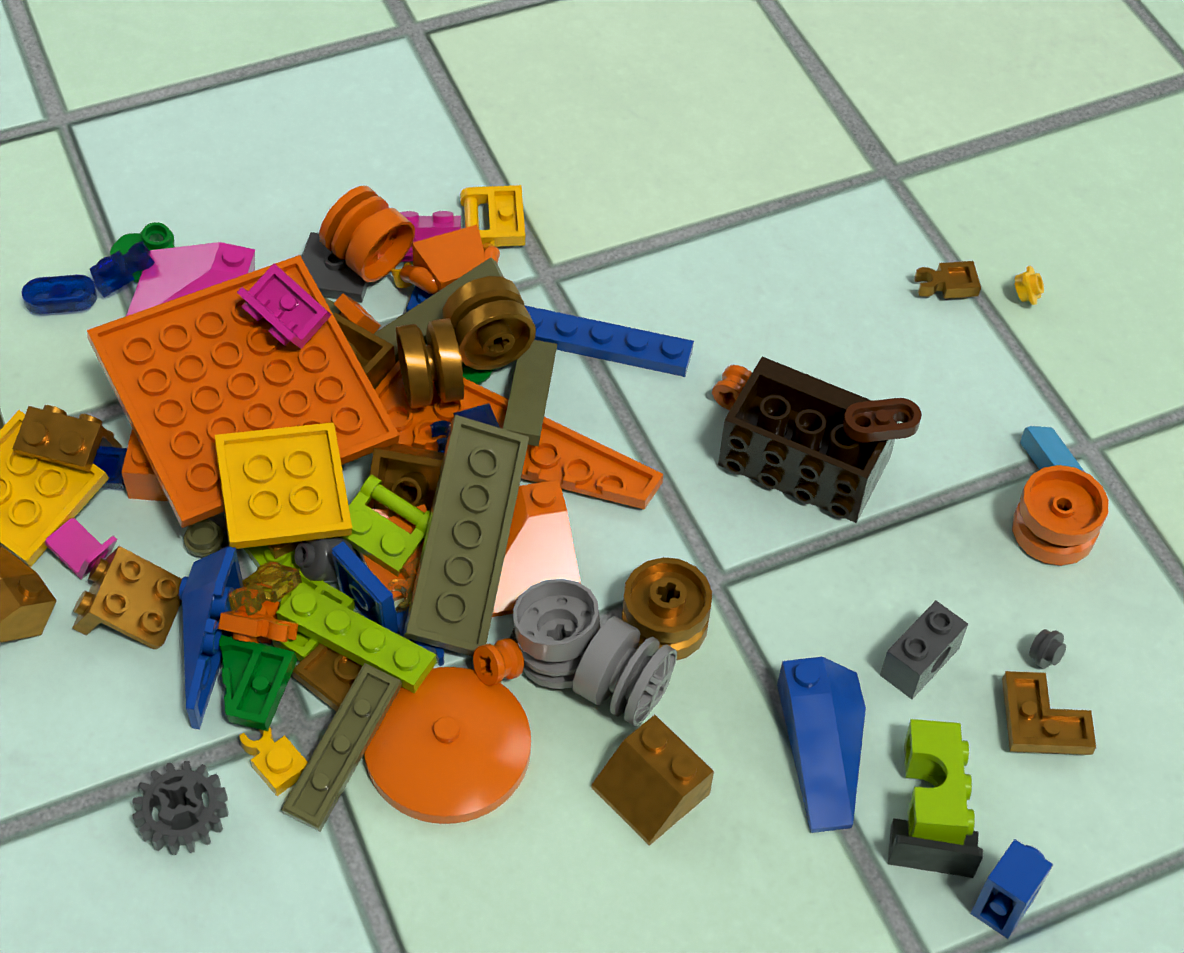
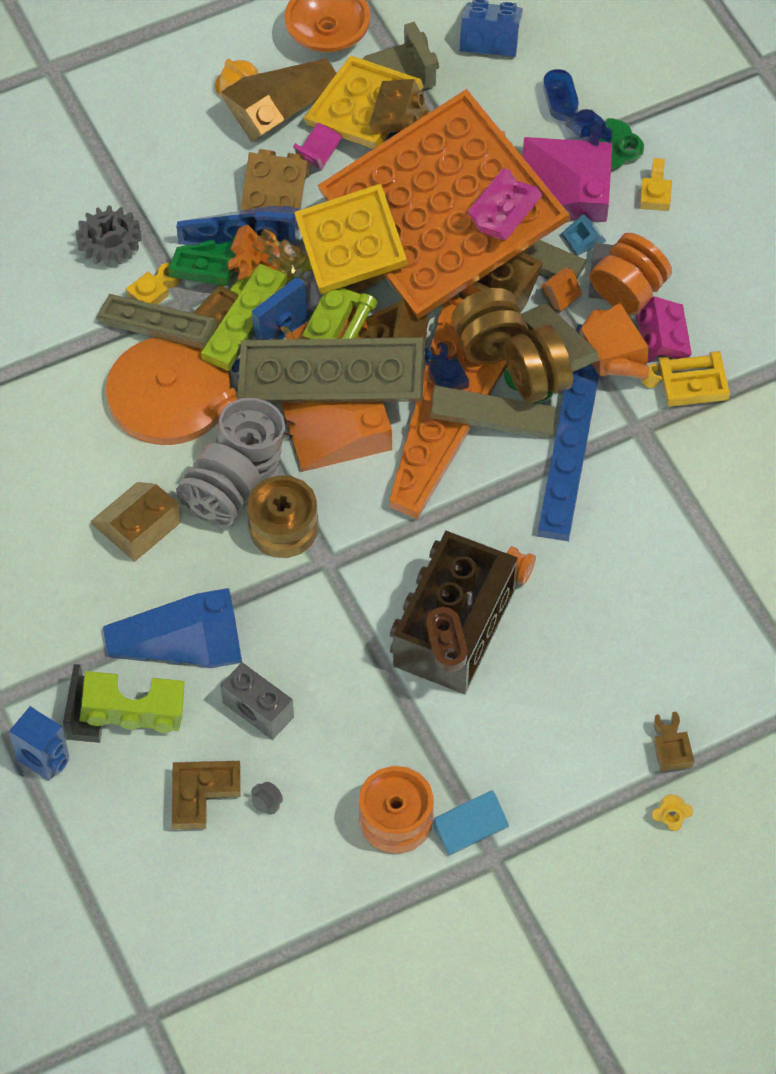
camera: 90 degrees right, 5 degrees up
(222, 225) = (656, 190): none -> yellow plate

